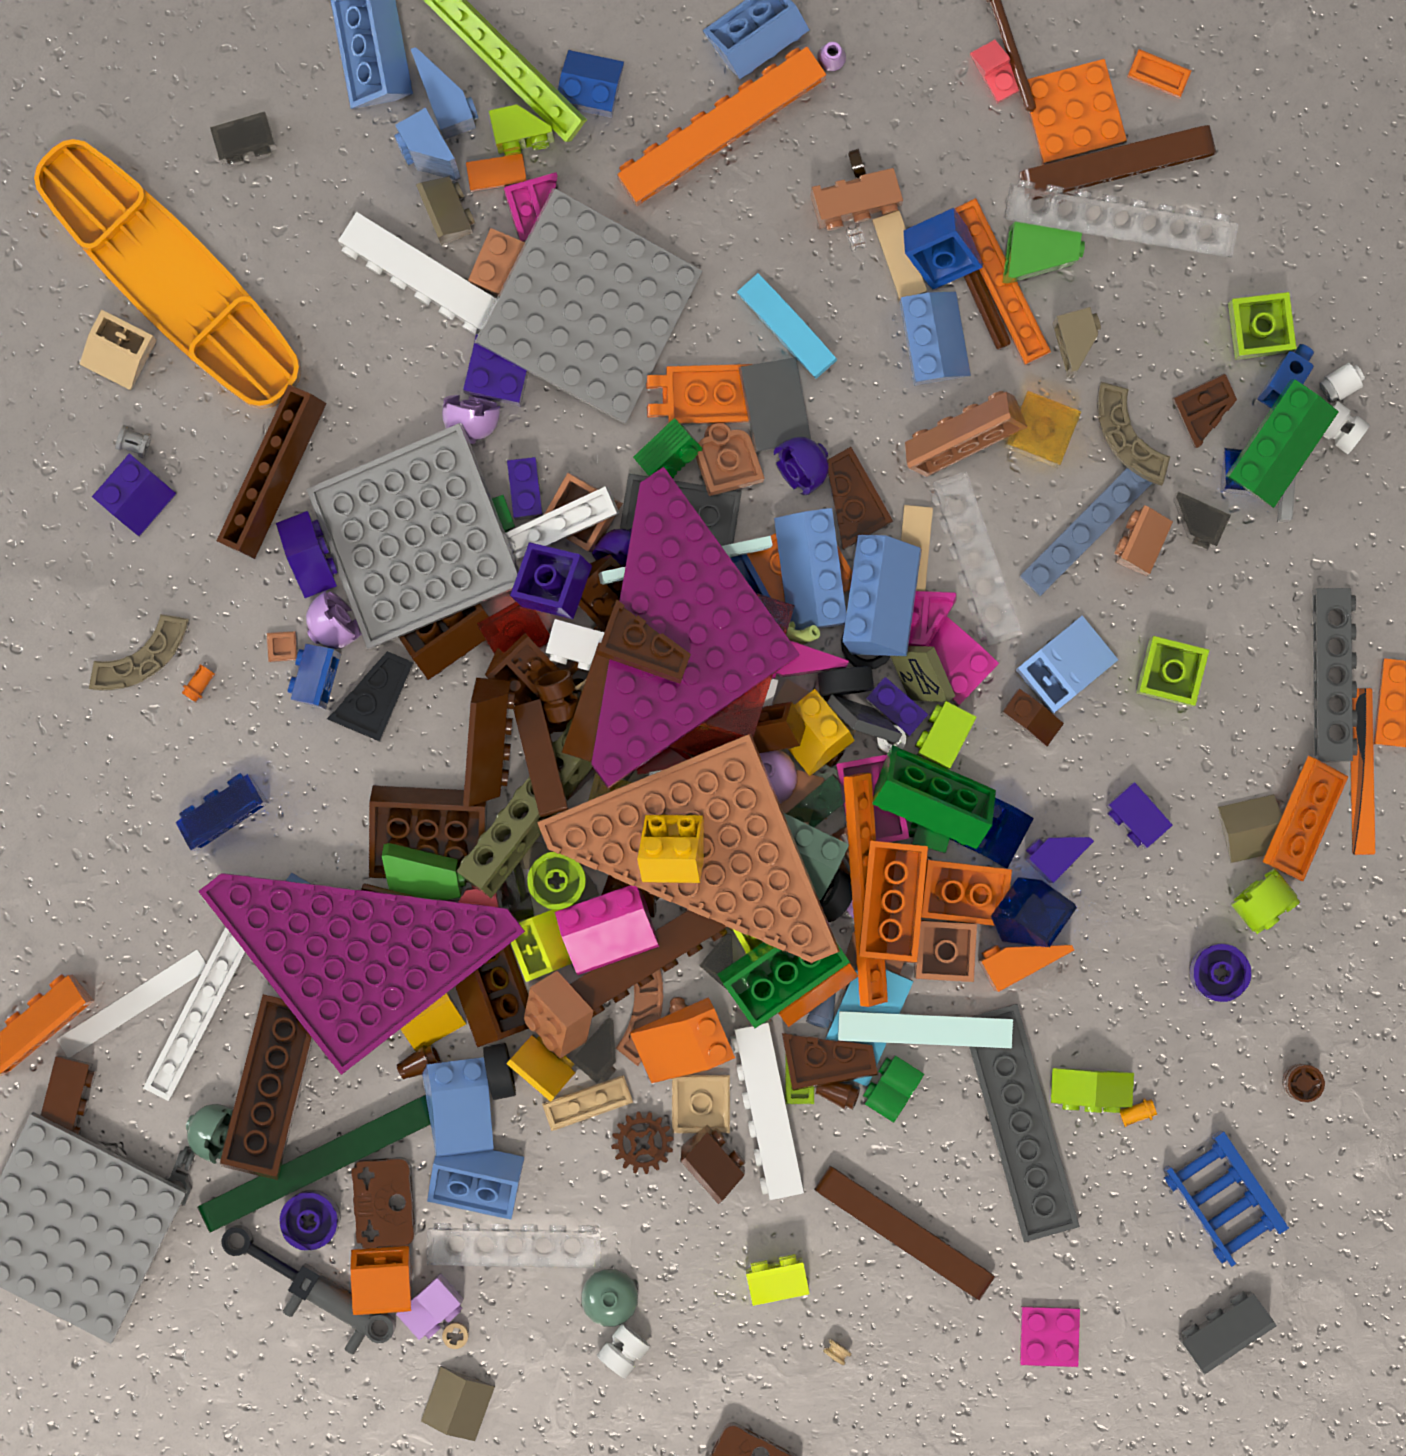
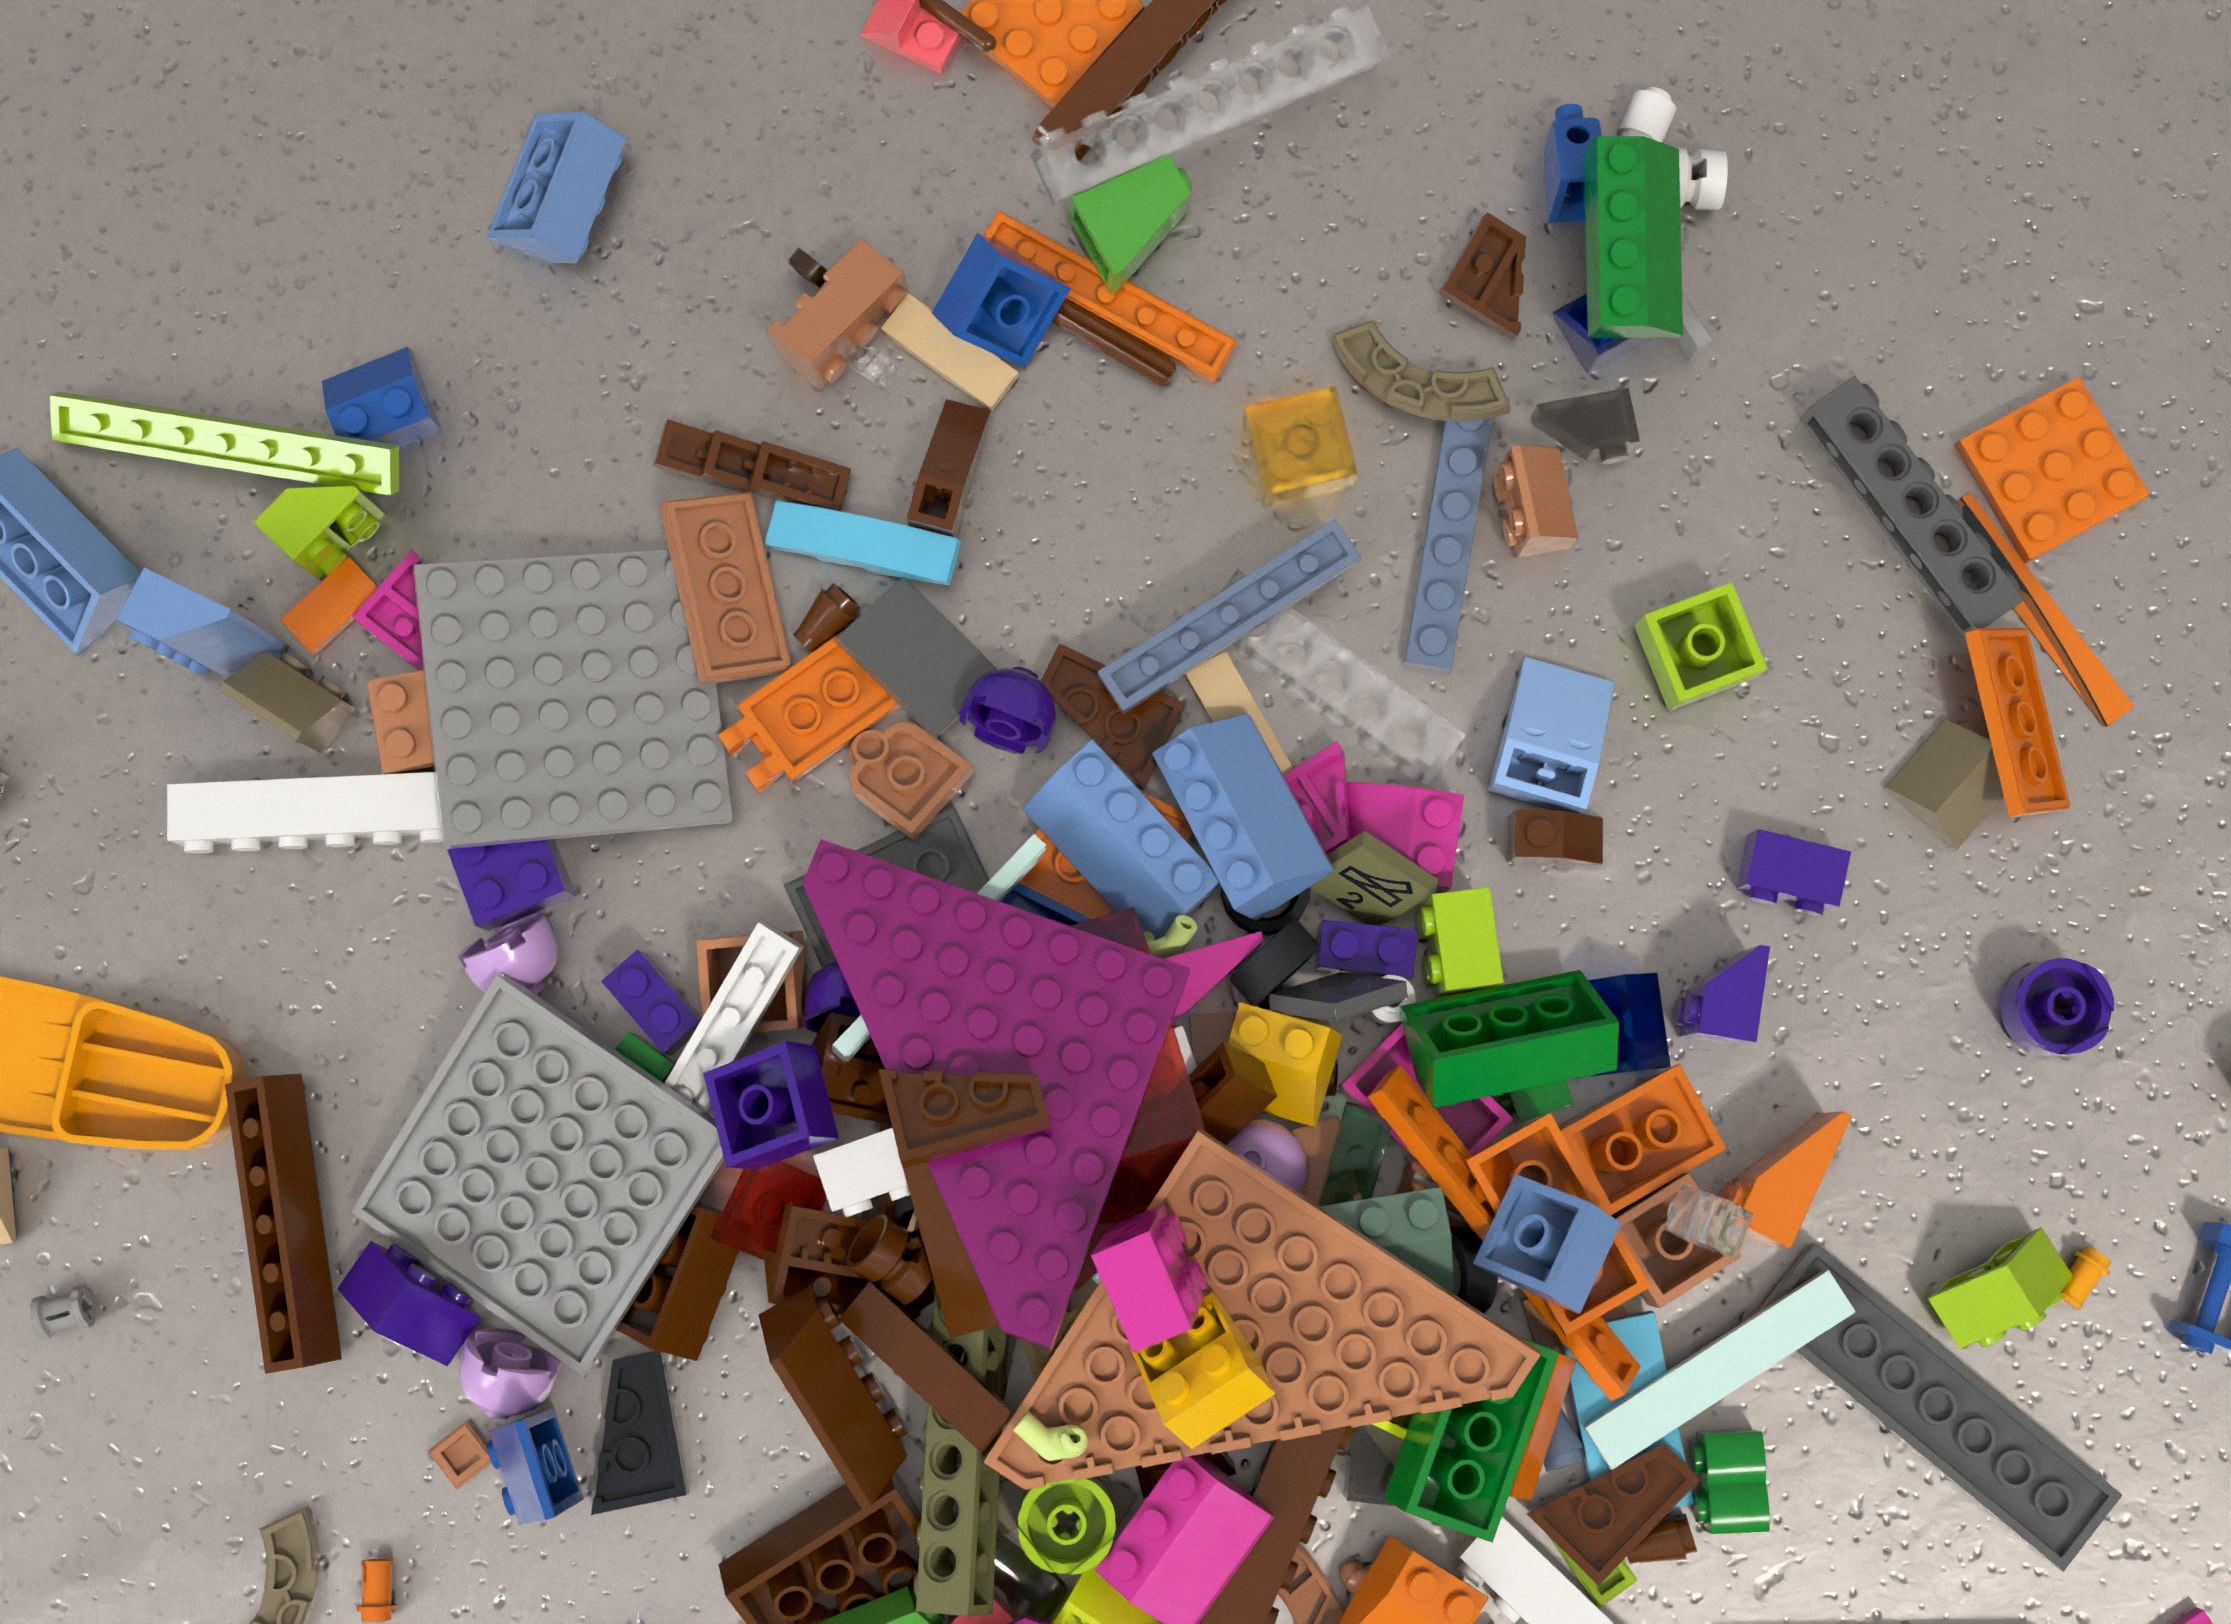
camera: 35 degrees left, 5 degrees down
(134, 495) = (110, 1386): dark purple slope -> none
(451, 108) = (208, 559): medium blue slope -> none
(577, 835) = (1052, 1442): none -> yellowish green arm
(668, 449) = (815, 809): green brick -> none
(679, 785) = (1150, 1276): none -> dark pink piece
(702, 301) = (725, 587): none -> nougat tile
(721, 126) = (594, 341): orange brick -> none
(743, 351) = (826, 617): none -> reddish brown cone
(757, 247) = (751, 466): none -> reddish brown slope
(829, 62) = (679, 153): lavender cone -> none
(856, 317) = (948, 469): none -> reddish brown slope
(880, 905) = (1548, 1243): none -> medium blue slope
(934, 337) = (1069, 426): medium blue slope -> none
(944, 492) = (1229, 616): none -> sand blue plate
(964, 434) = (1201, 520): nougat slope -> none
(967, 951) = (1708, 1221): none -> clear brick
(1032, 913) = (1754, 1105): clear blue slope -> none
(1075, 336) = (1257, 296): dark tan slope -> none
(1262, 325) = (1490, 118): lime brick -> none
(1265, 901) = (2048, 868): lime brick -> none

